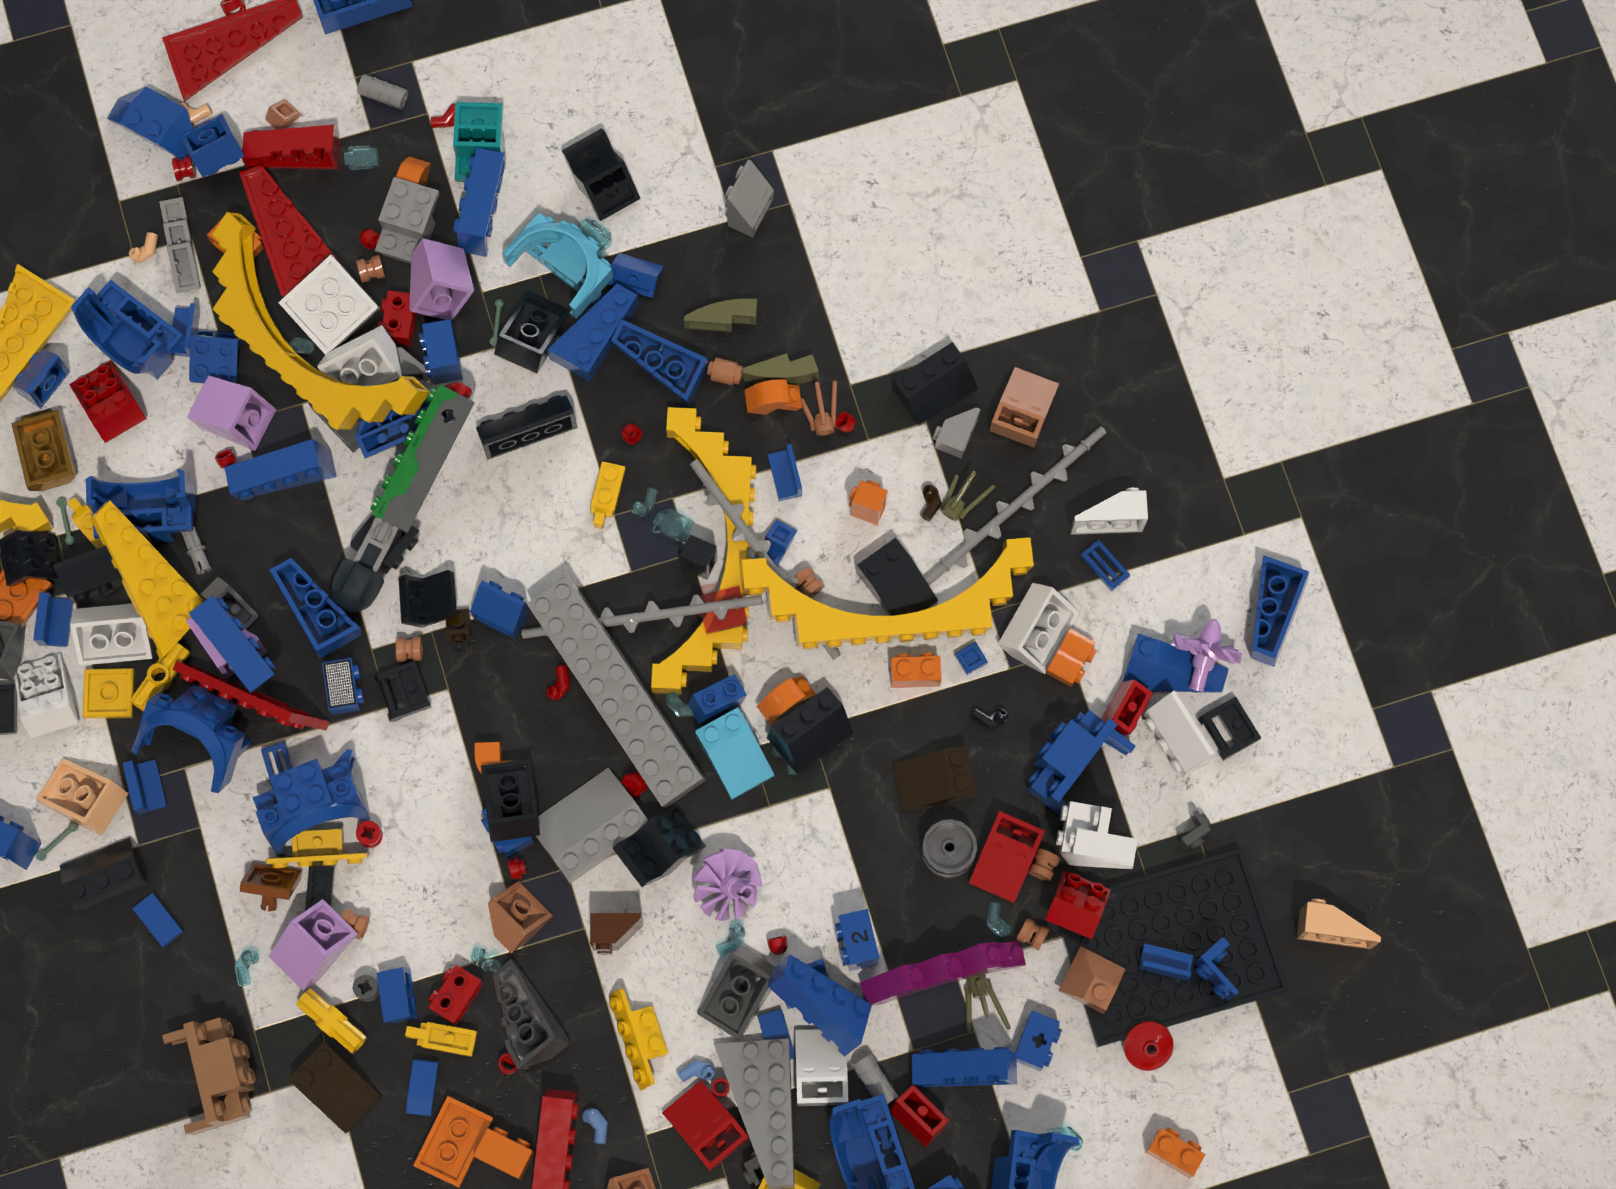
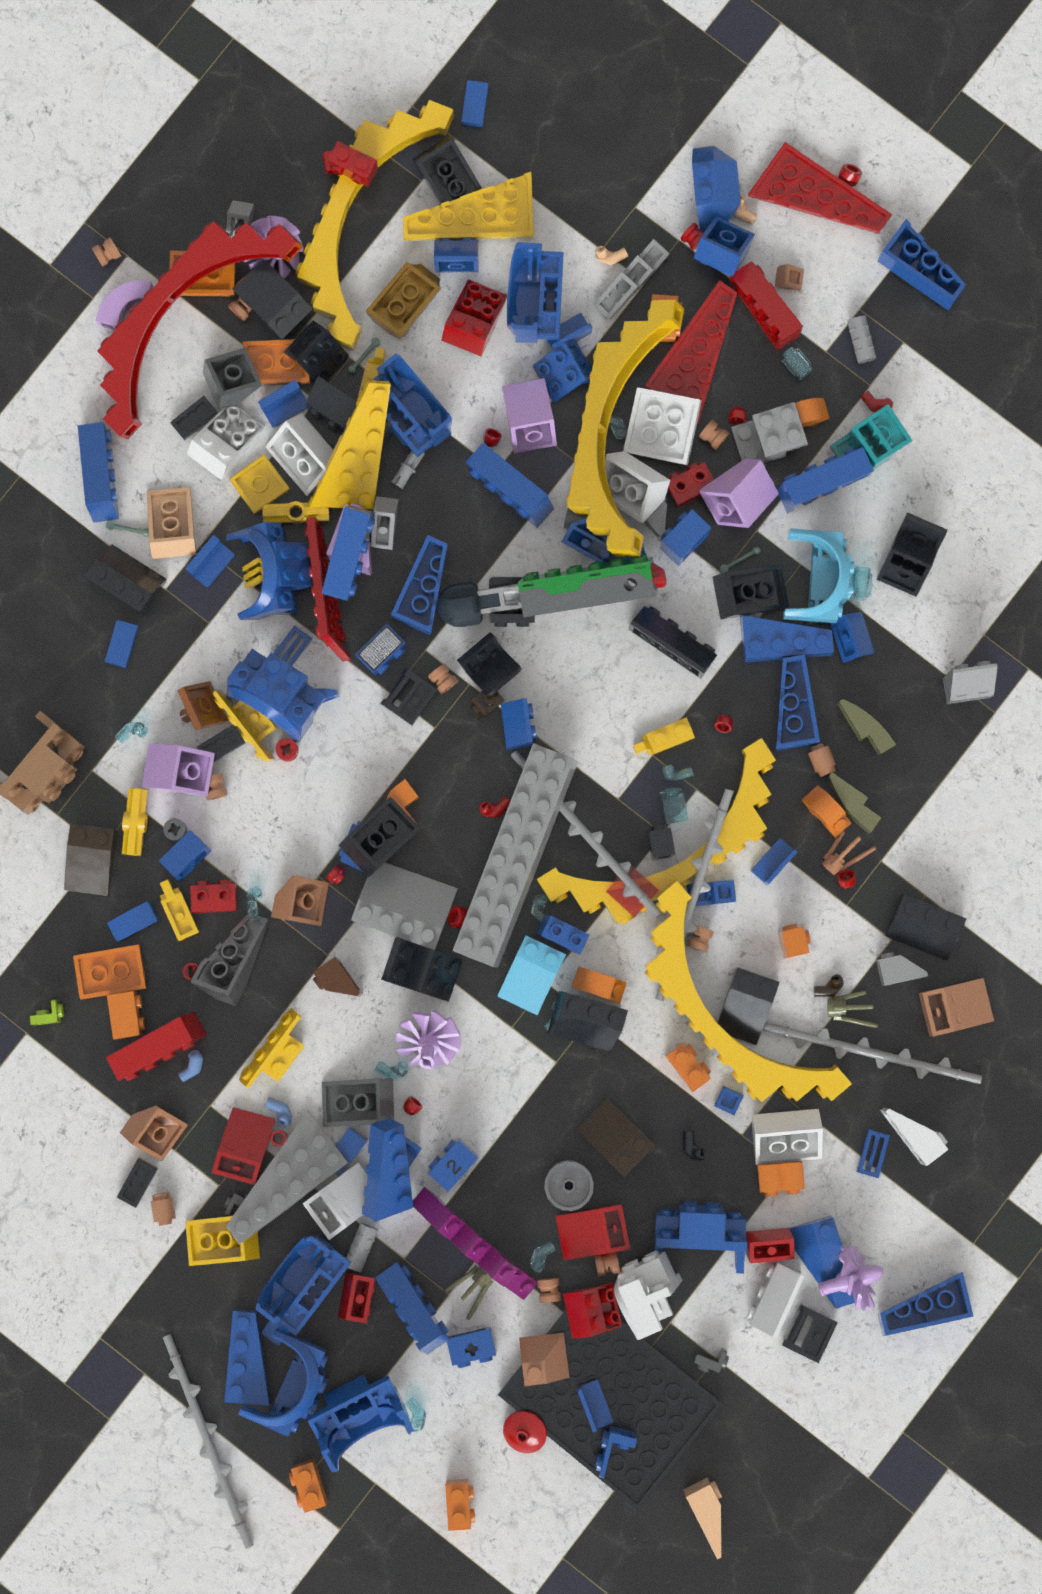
camera: 60 degrees right, 10 degrees up
(181, 747) = (252, 570): none -> yellow tile

